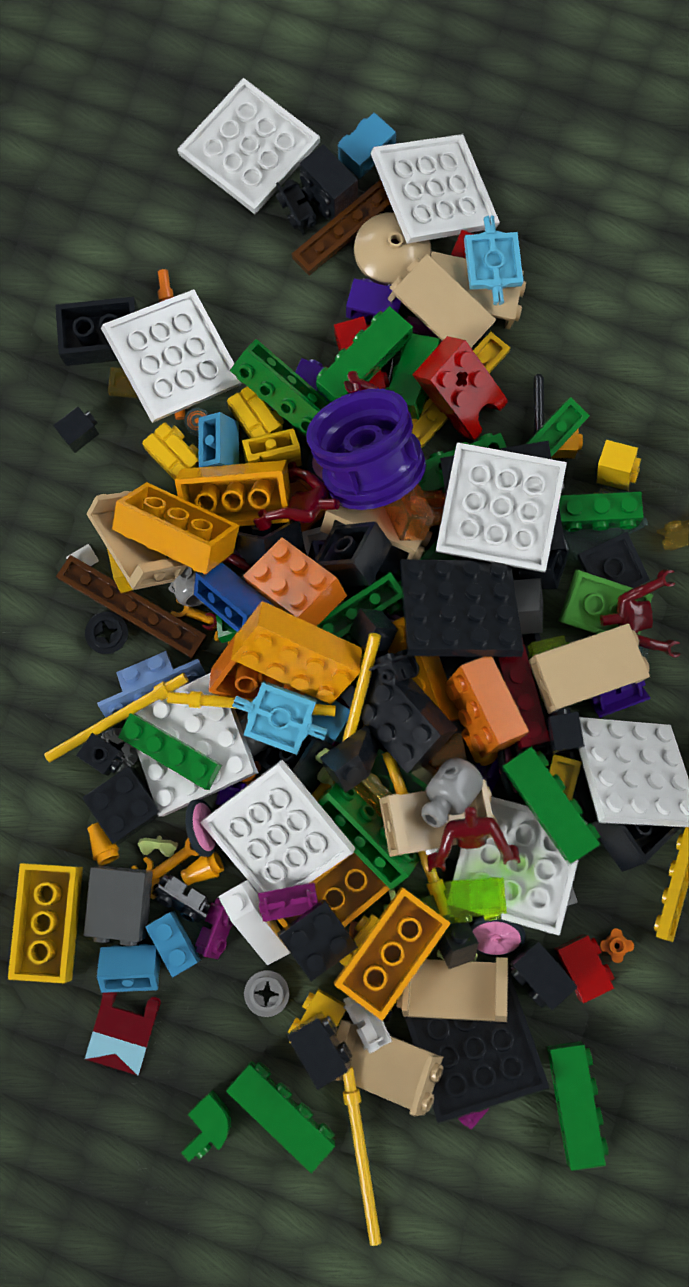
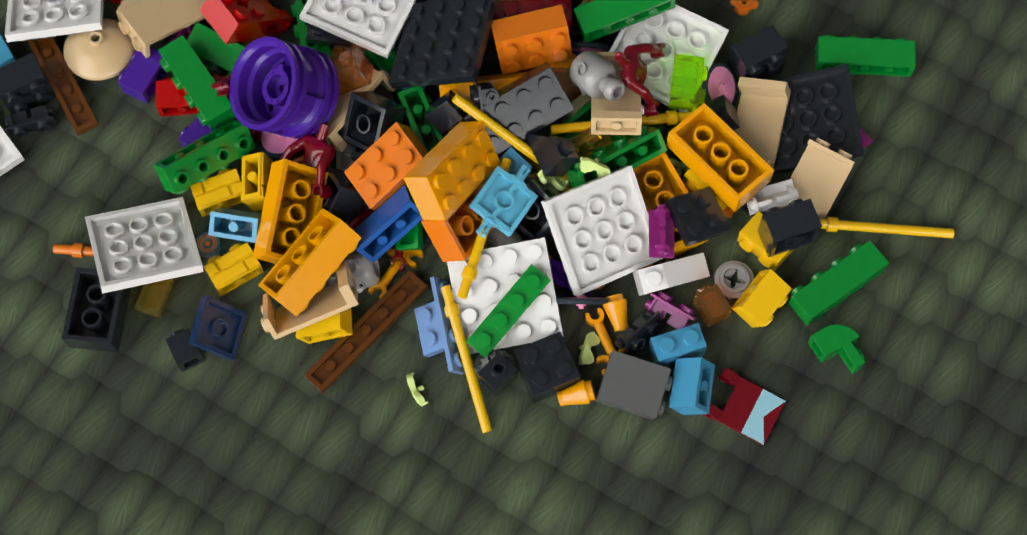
camera: 80 degrees left, 10 degrees down
(45, 923) = (637, 450): yellow brick -> none
(72, 676) = (415, 391): none -> yellowish green piece
(86, 555) = (303, 367): white sticker -> none
(96, 627) = (376, 351): black gear -> none
(101, 455) = (218, 328): none -> dark blue plate
(230, 973) = (711, 304): none -> clear orange brick
(245, 1029) = (762, 298): none -> yellow brick
(336, 803) = (589, 165): none -> yellowish green piece
(585, 968) = (747, 24): red piece -> none

